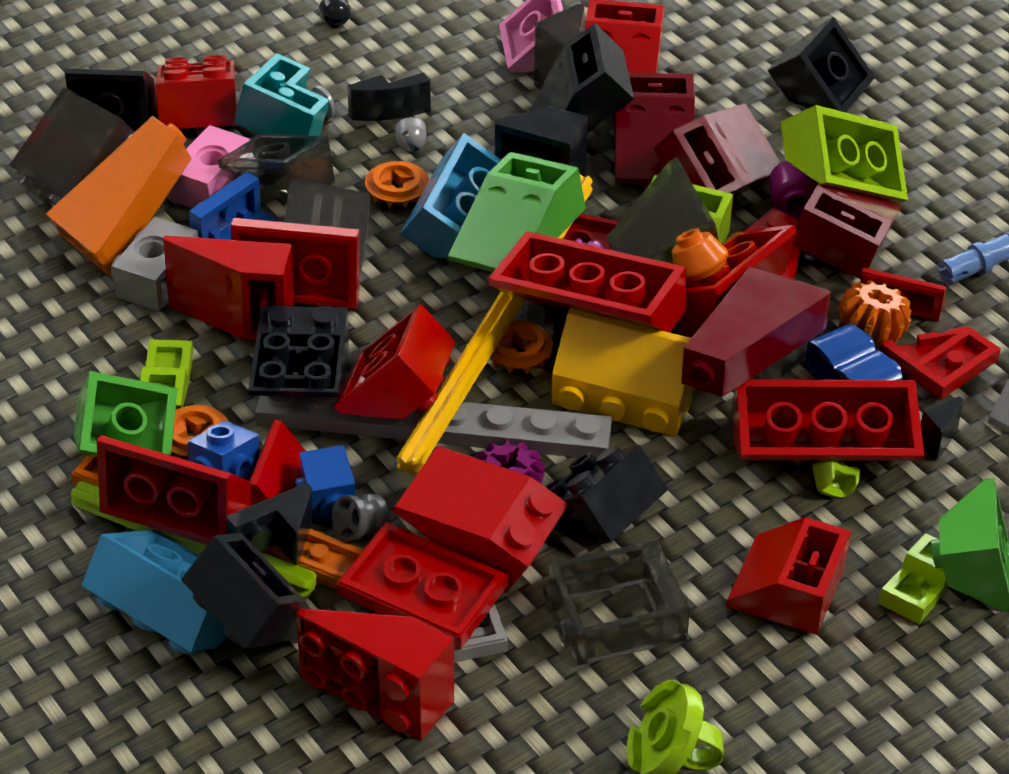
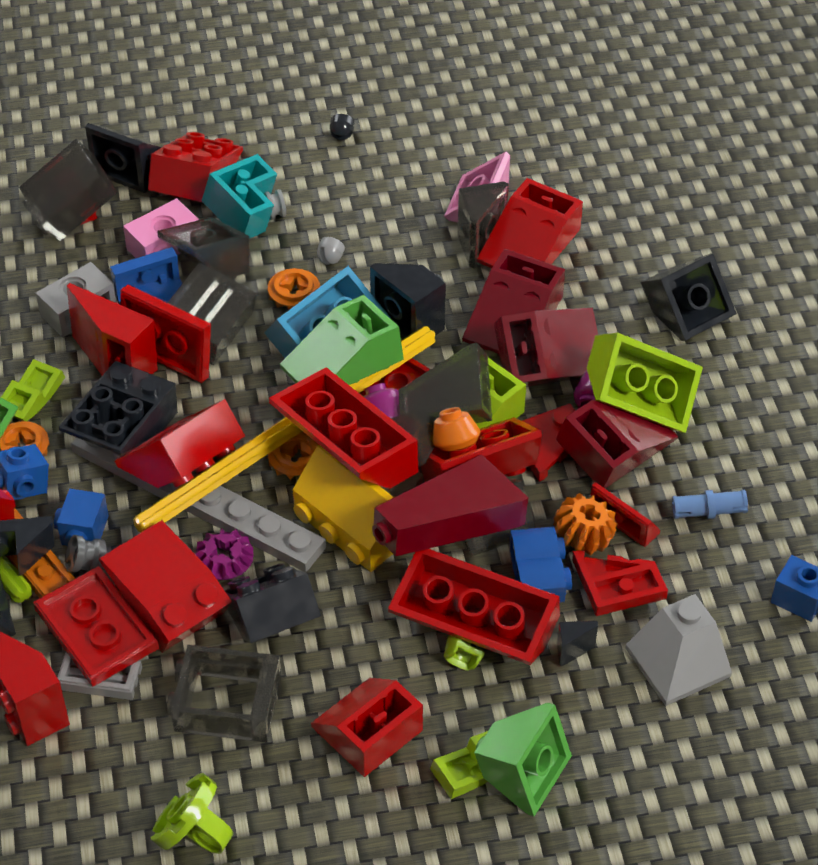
camera: 25 degrees right, 5 degrees up
(122, 193) = (80, 234): orange slope -> none
(277, 464) = (53, 489): red slope -> none
(380, 100) = (321, 214): black slope -> none
(588, 78) = (473, 251): black slope -> none

